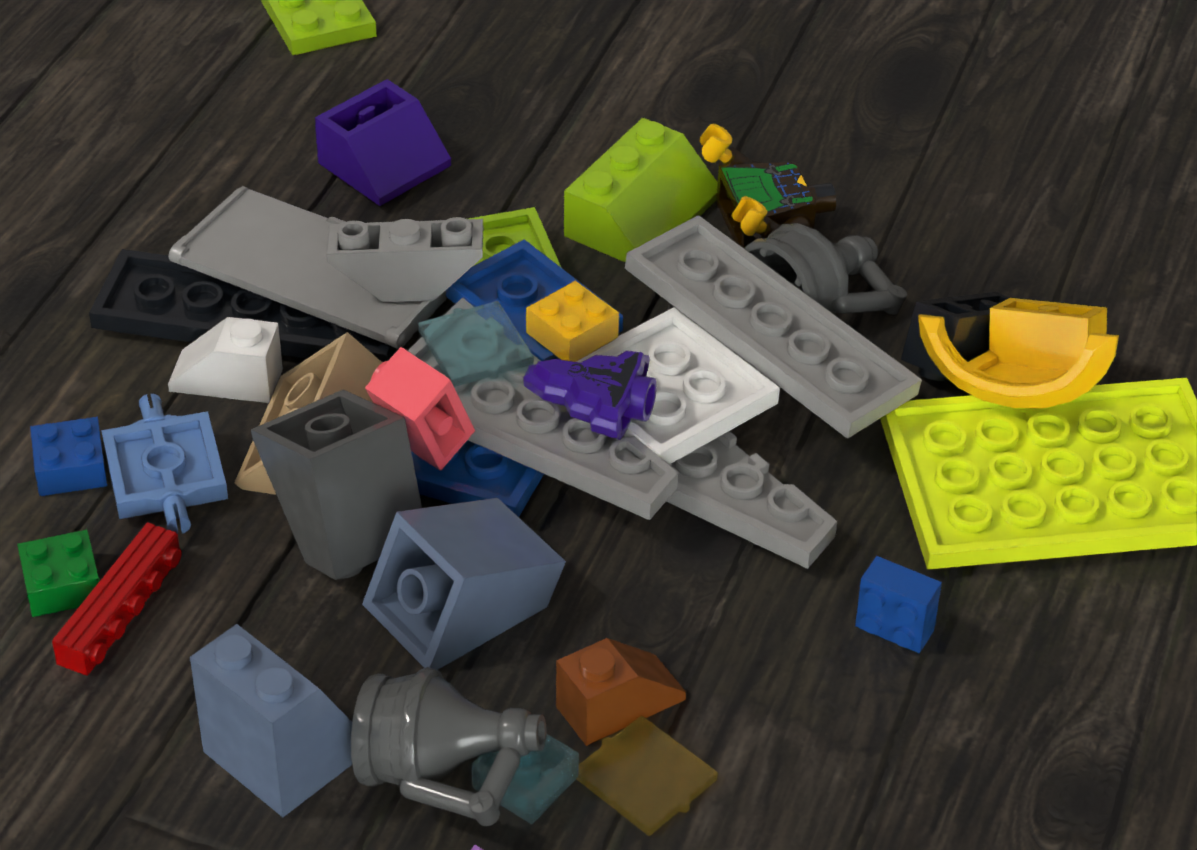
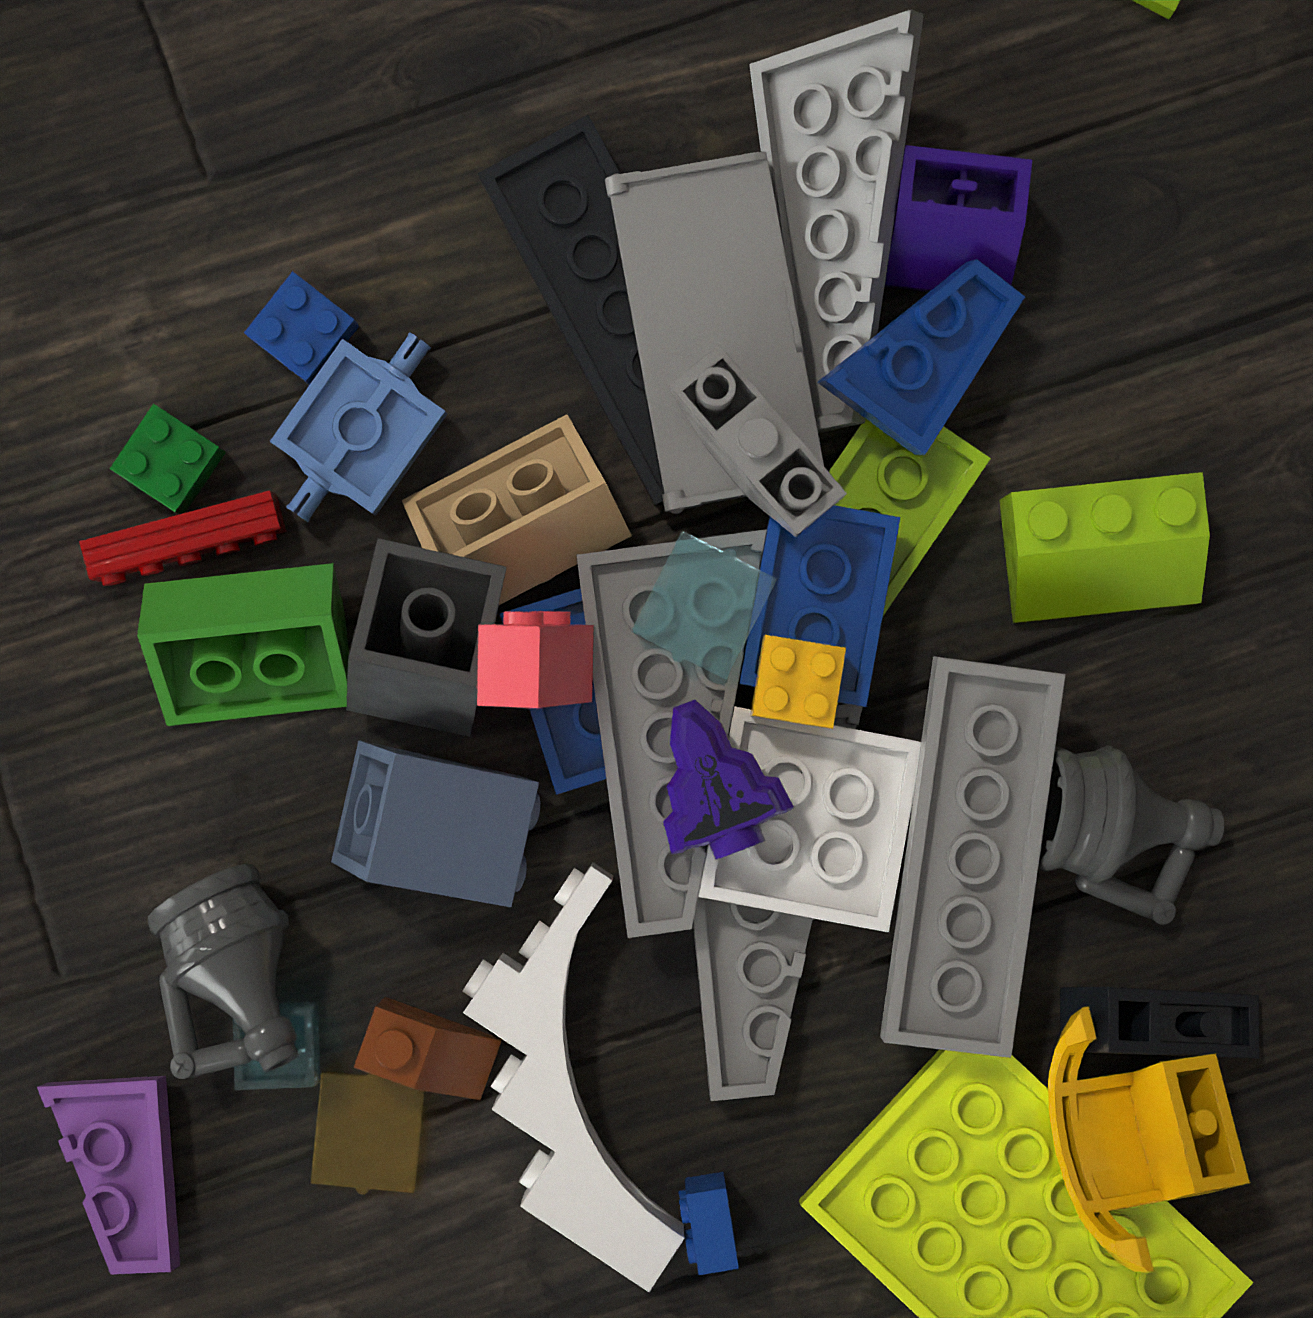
camera: 55 degrees right, 45 degrees up
(231, 361) = (527, 361): white slope -> none
(242, 576) = (246, 644): none -> bright green slope
(267, 721) = (138, 821): sand blue slope -> none
(285, 152) = (835, 157): none -> light grey wing
(445, 182) = (927, 356): none -> blue wing
(761, 195) = (1196, 682): torso -> none
(795, 660) = (578, 1183): none -> white arch

